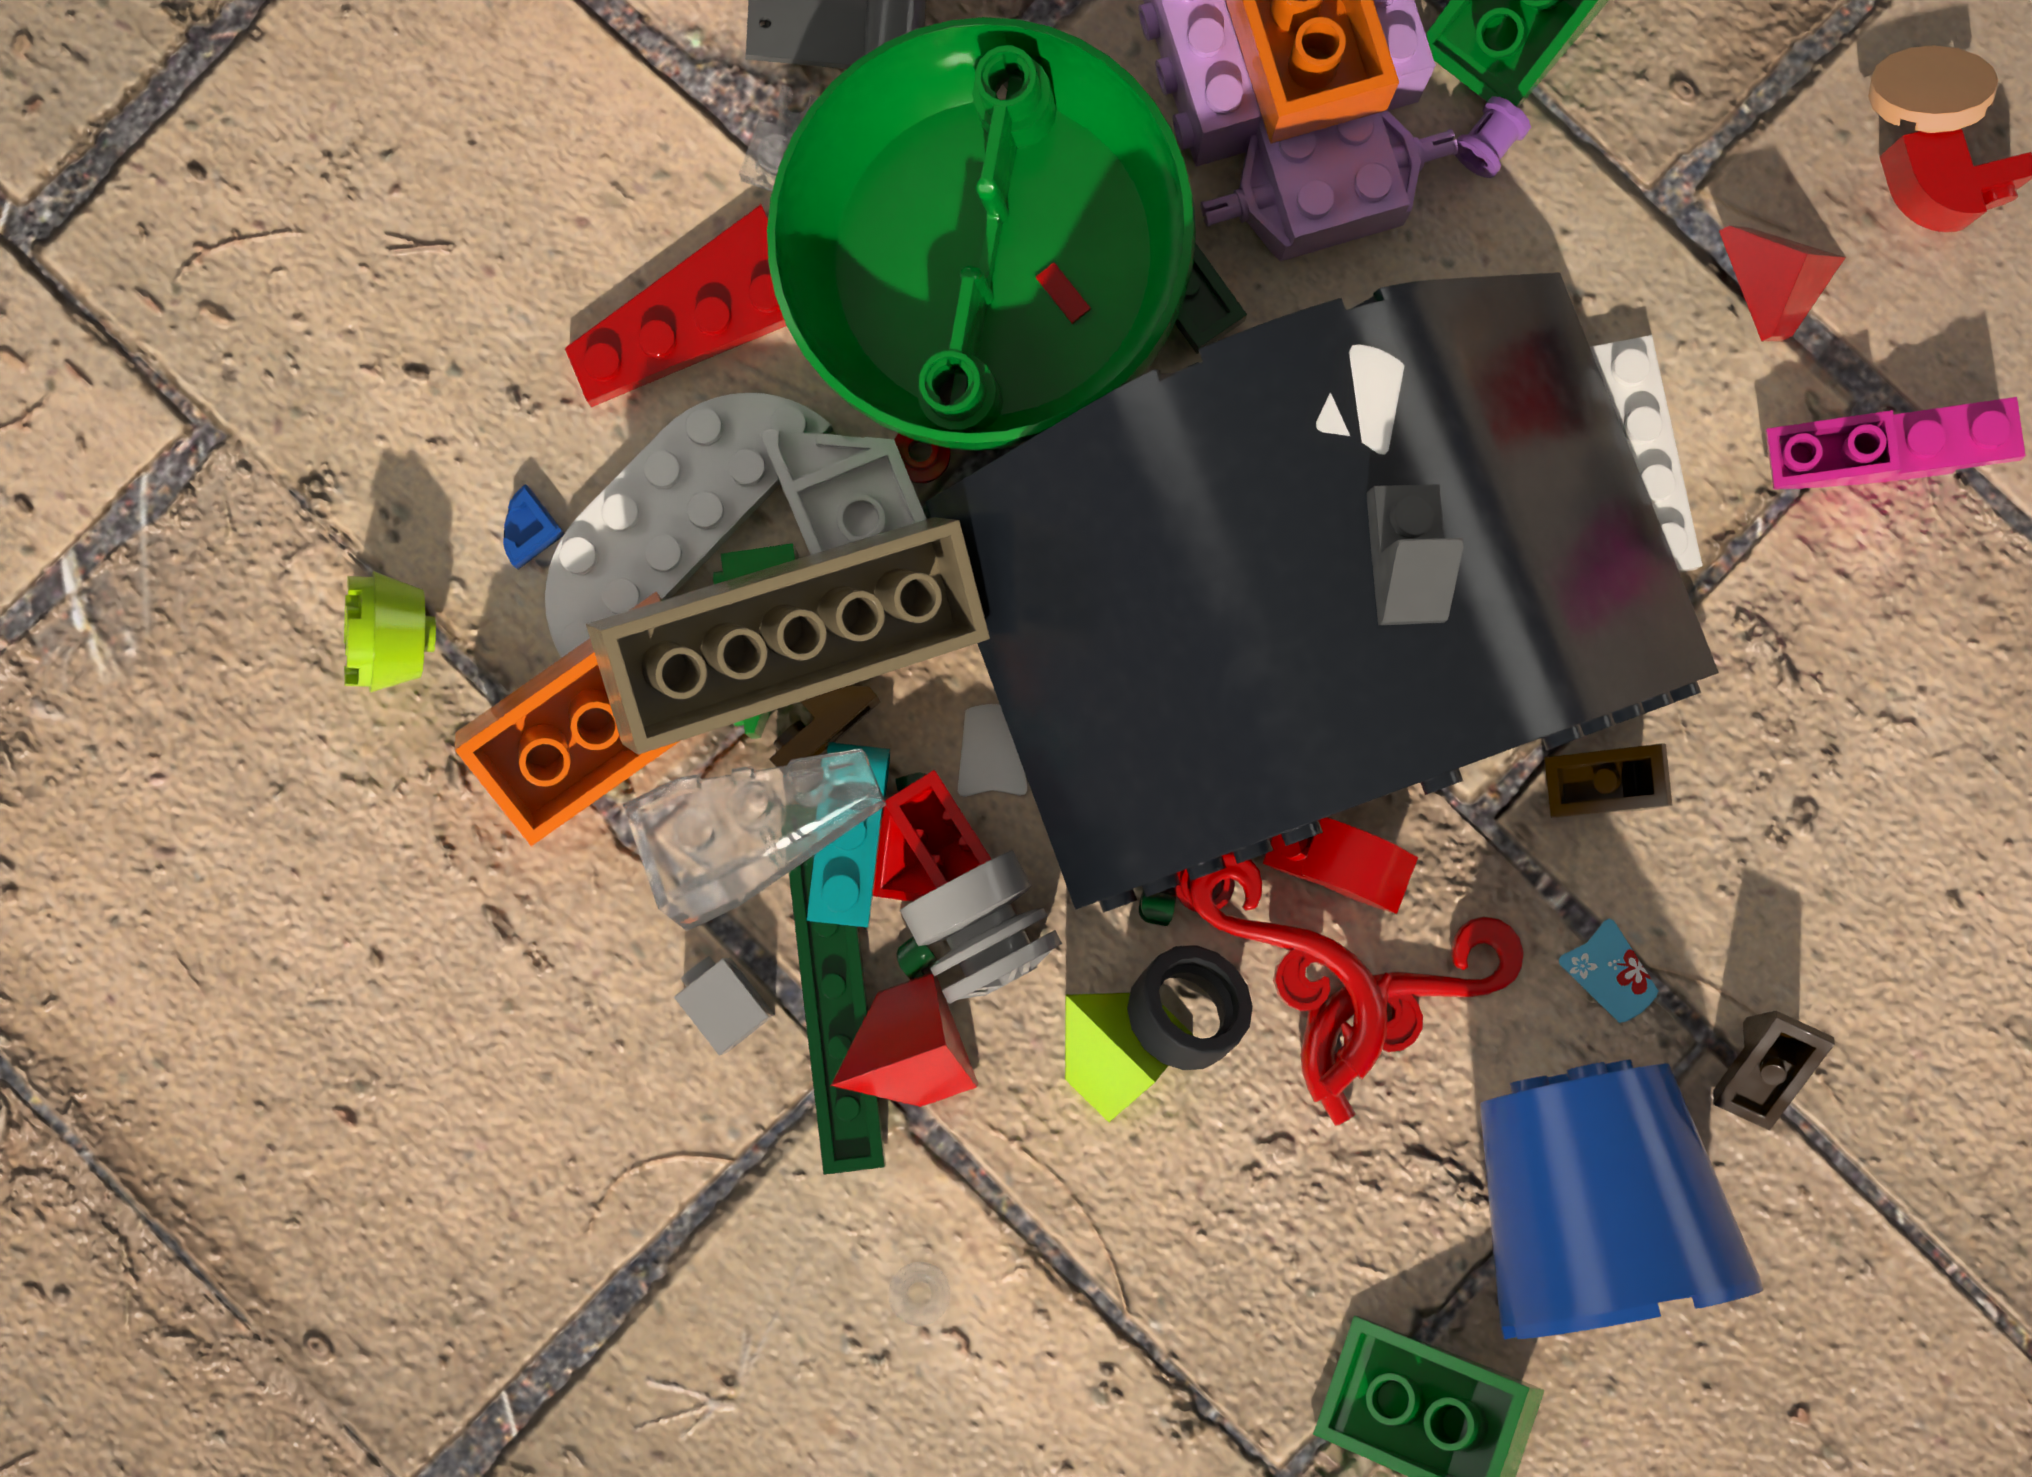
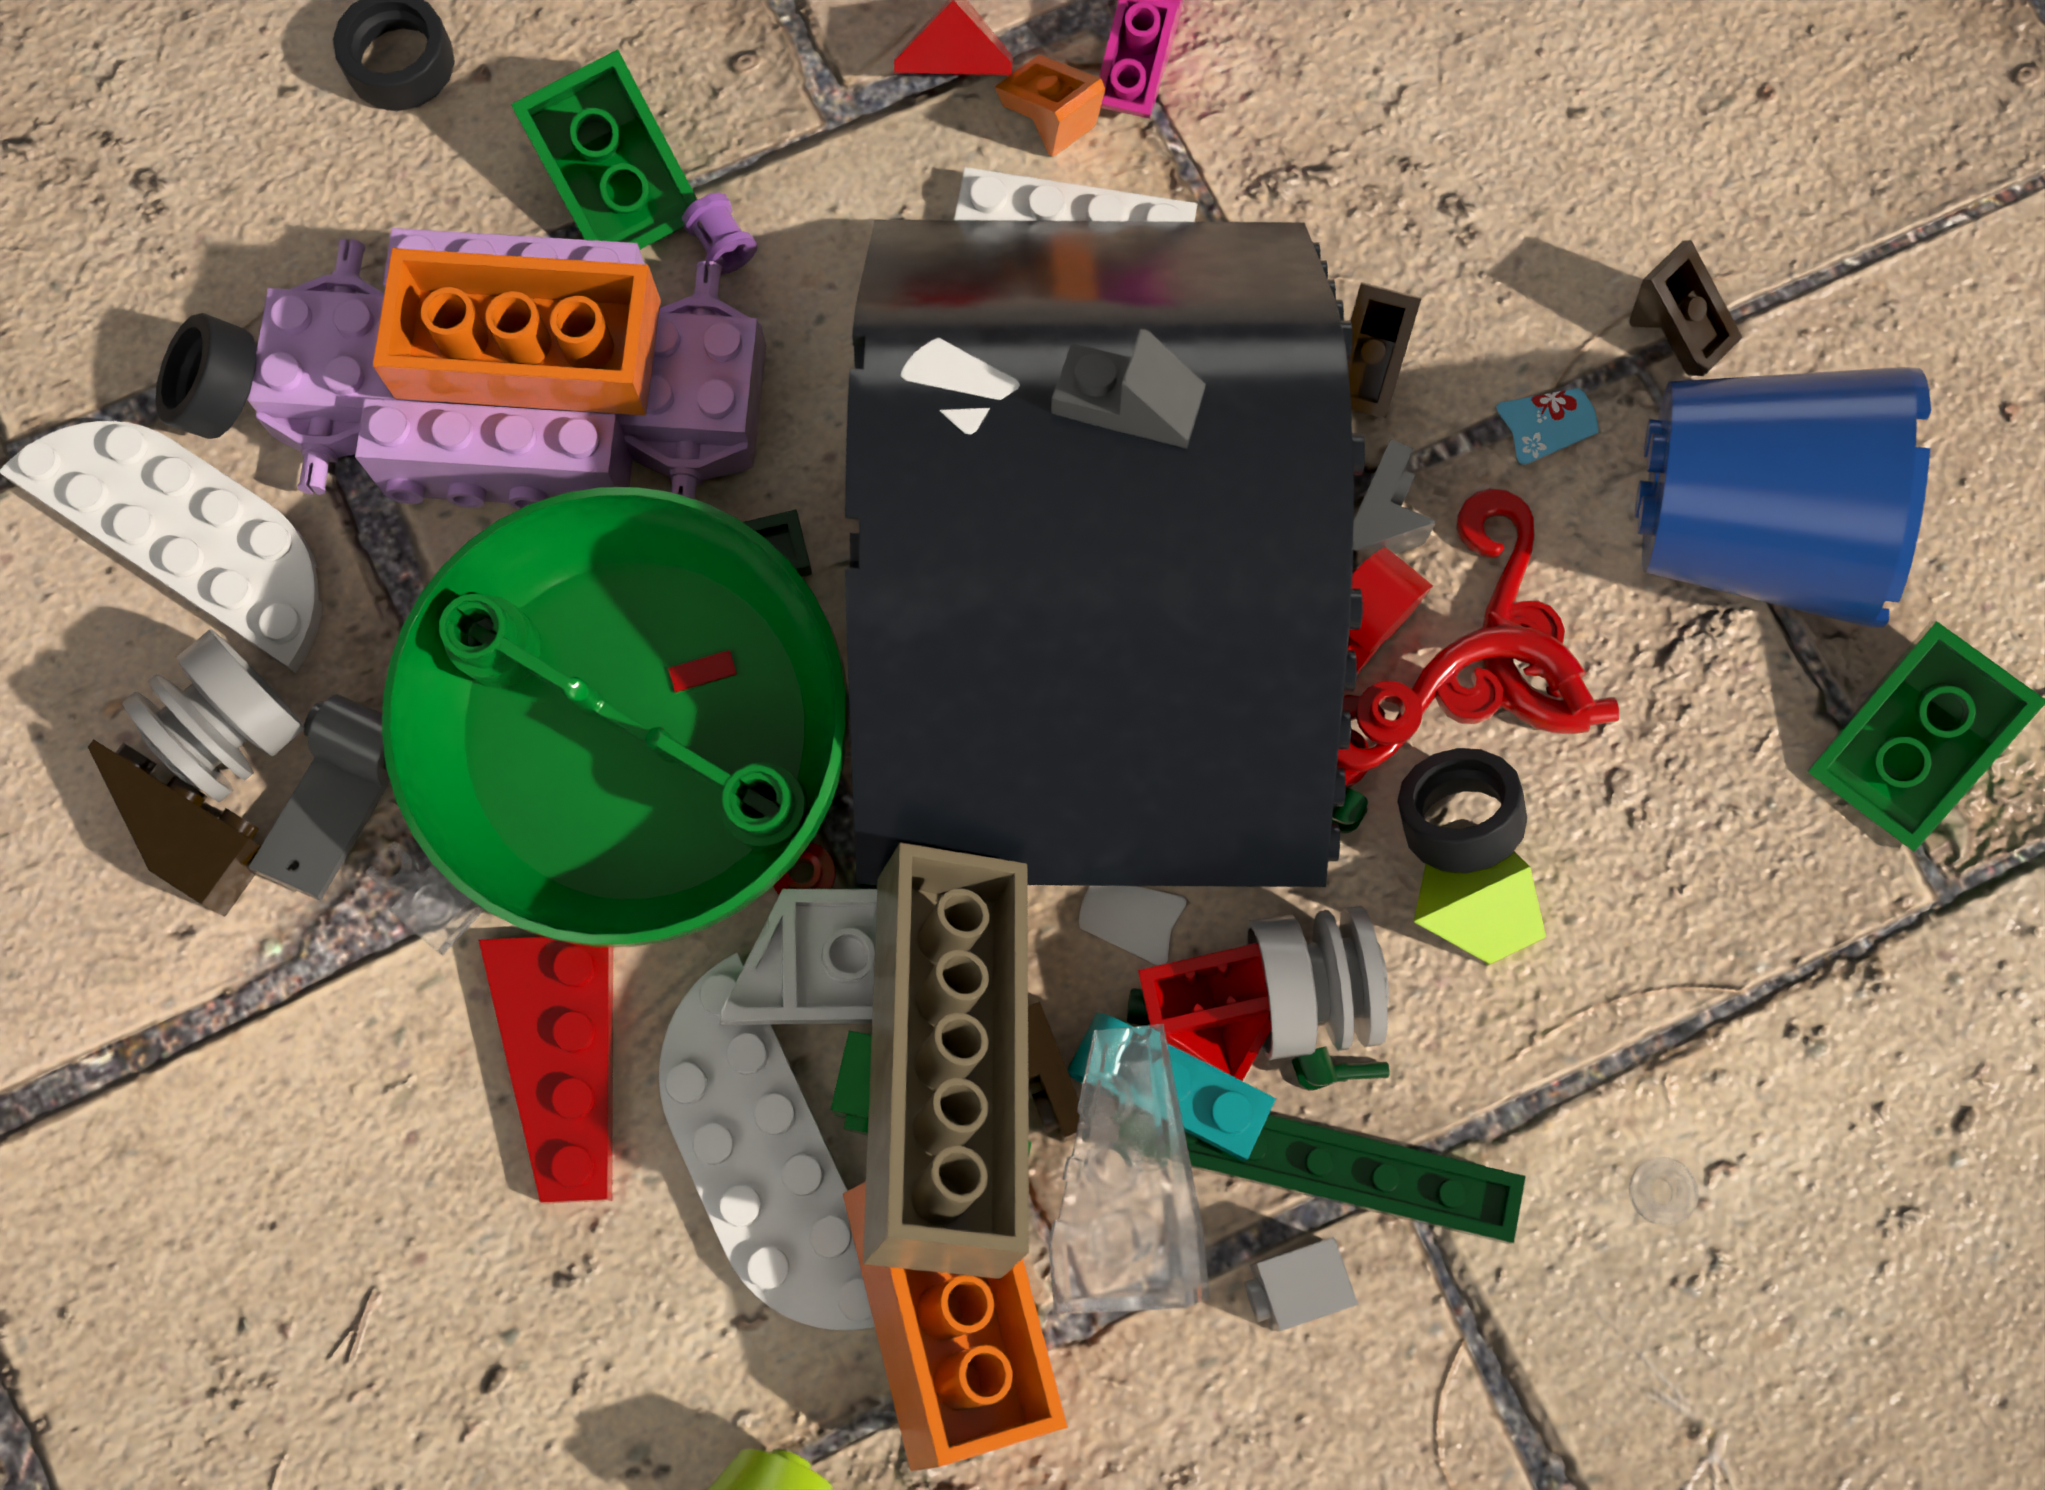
camera: 70 degrees left, 10 degrees down
(528, 528) = (714, 1314): blue tile -> none
(908, 1047) = (1408, 1107): red slope -> none
(1233, 921) = (1384, 730): none -> red plate
(1439, 841) = (1381, 517): none -> dark grey slope
(1754, 389) = (1056, 97): none -> orange slope

